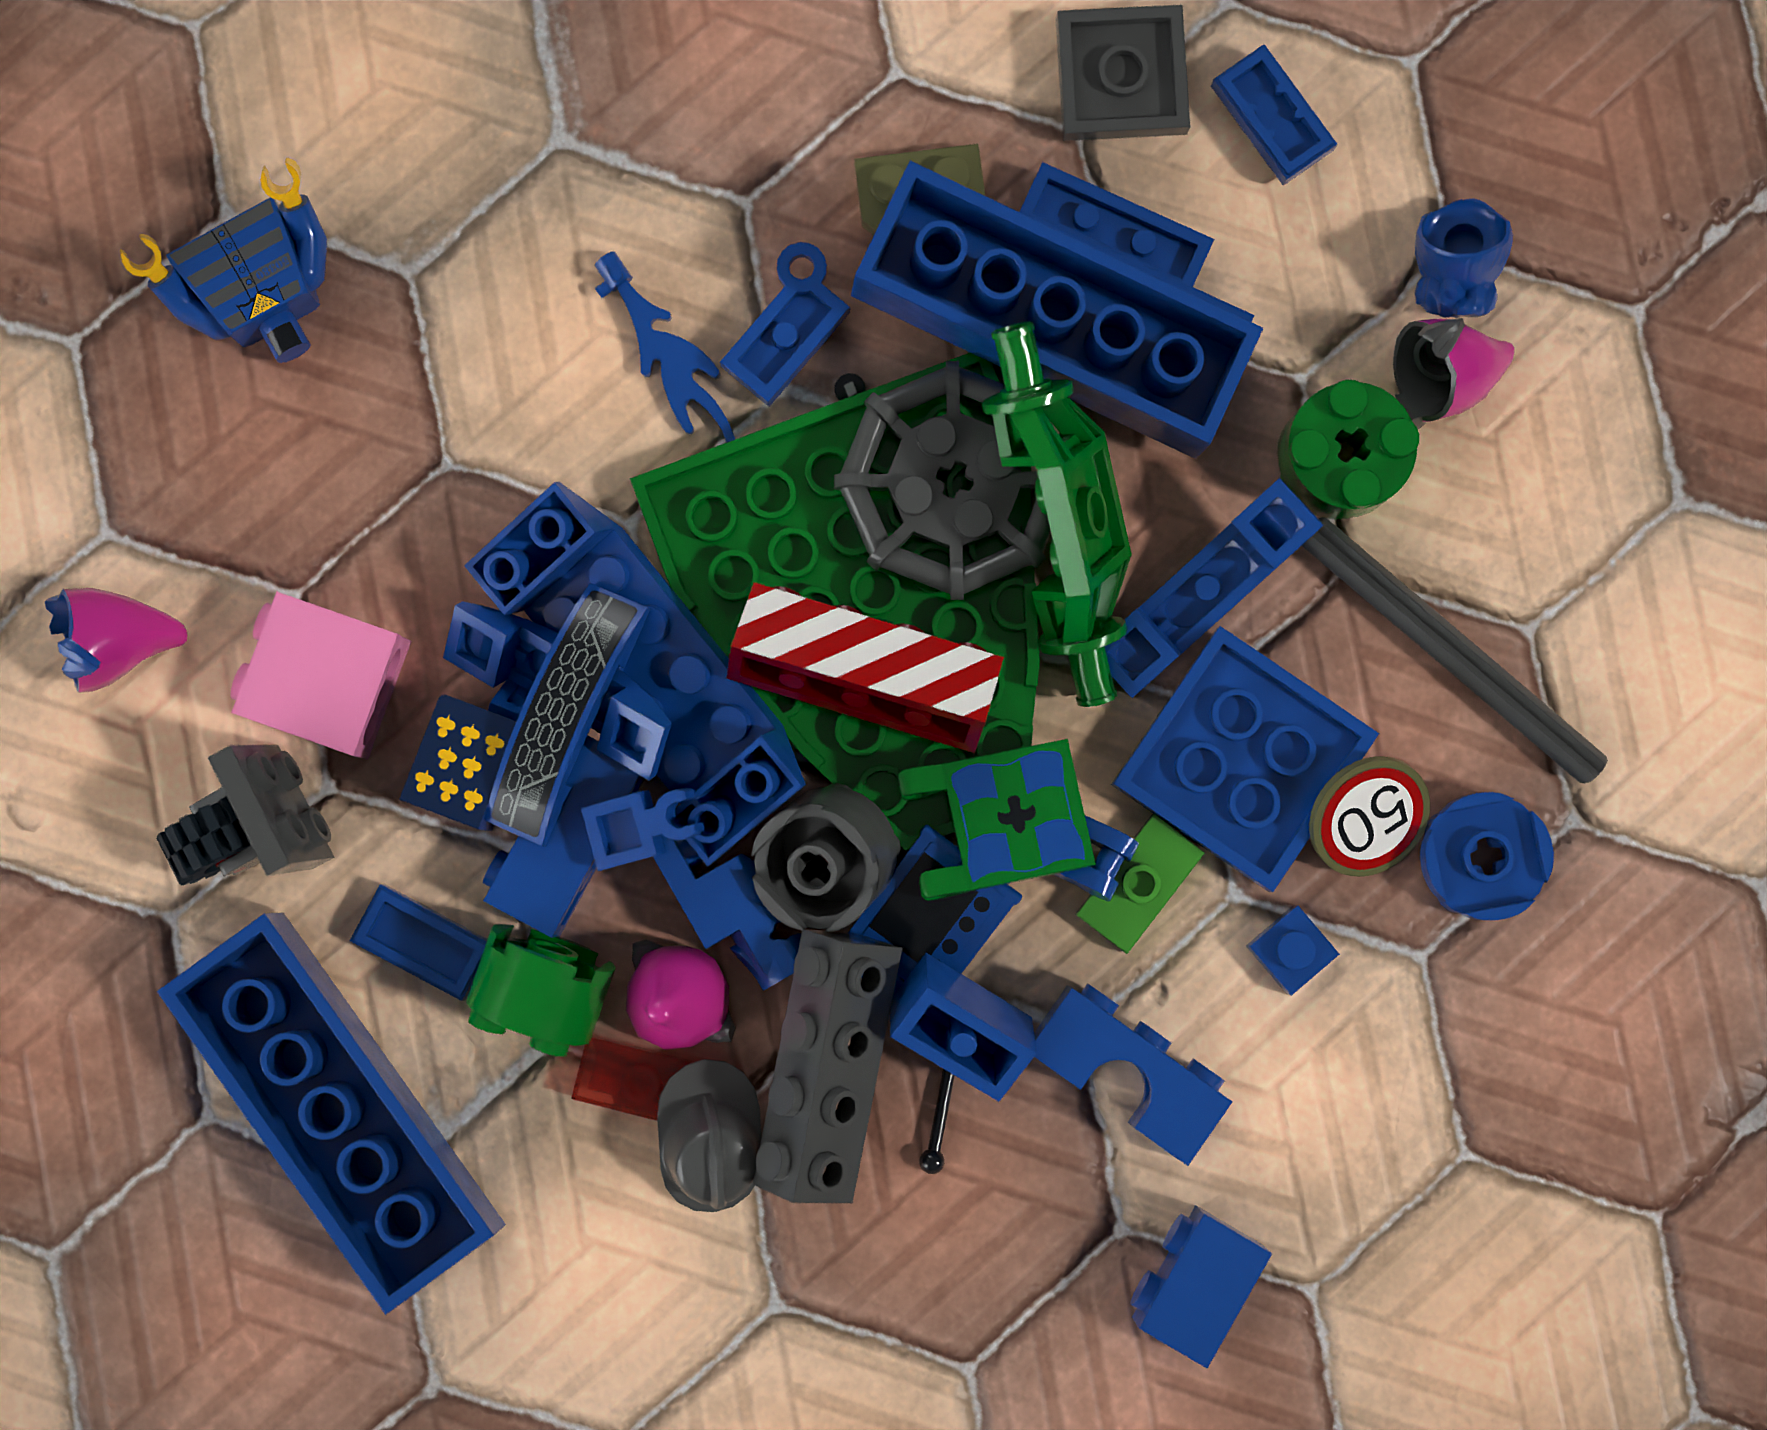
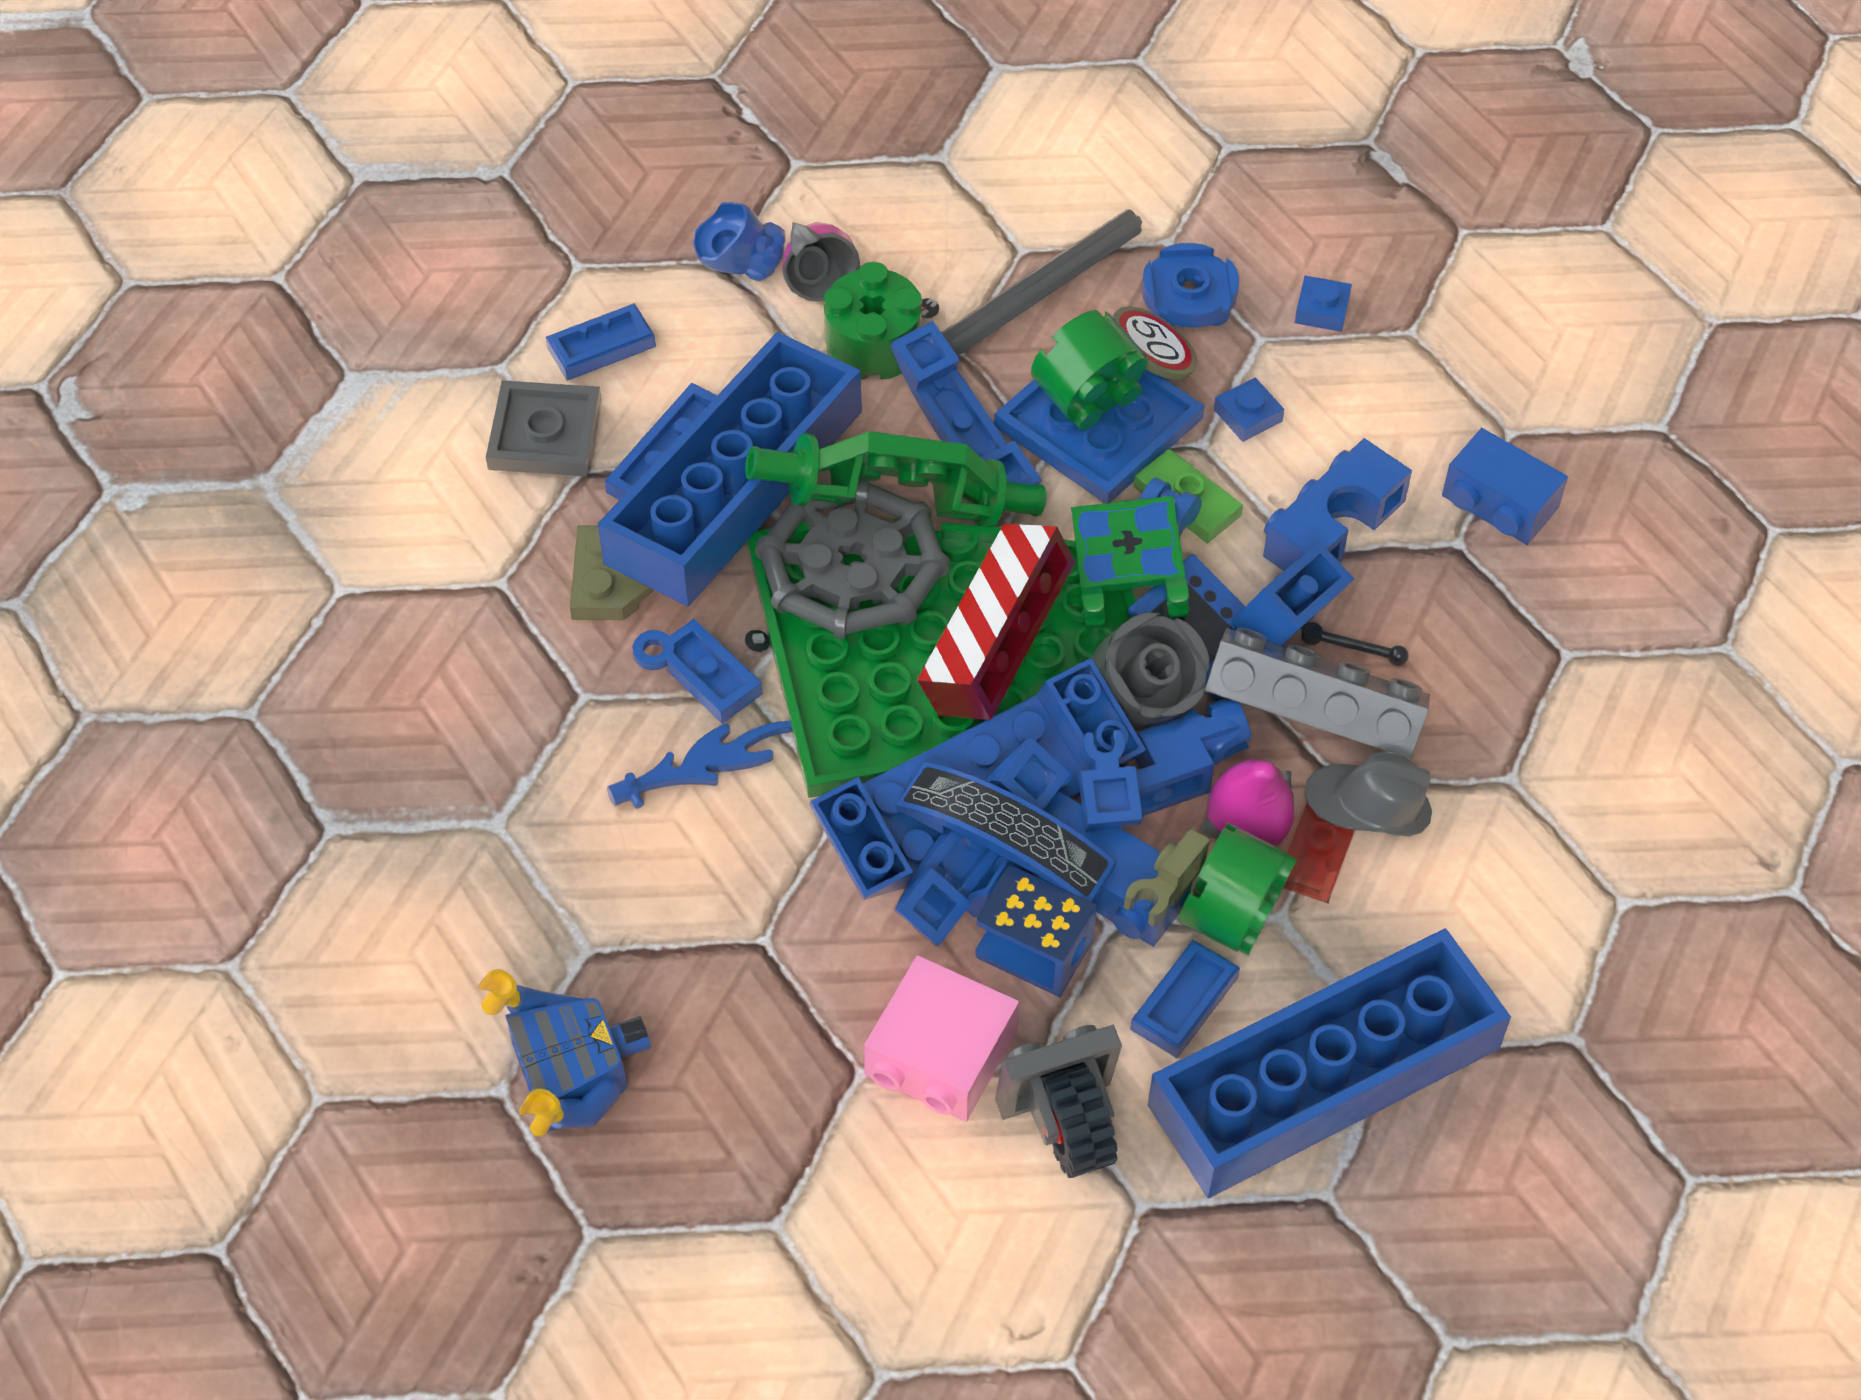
camera: 80 degrees left, 30 degrees down
(108, 634) = (878, 1217): dark pink hat -> none
(529, 917) = (1176, 871): none -> olive plate
(1273, 738) = (1090, 368): none -> green brick
(1403, 518) = (929, 308): none -> black piece
(1489, 1035) = (1323, 303): none -> blue plate

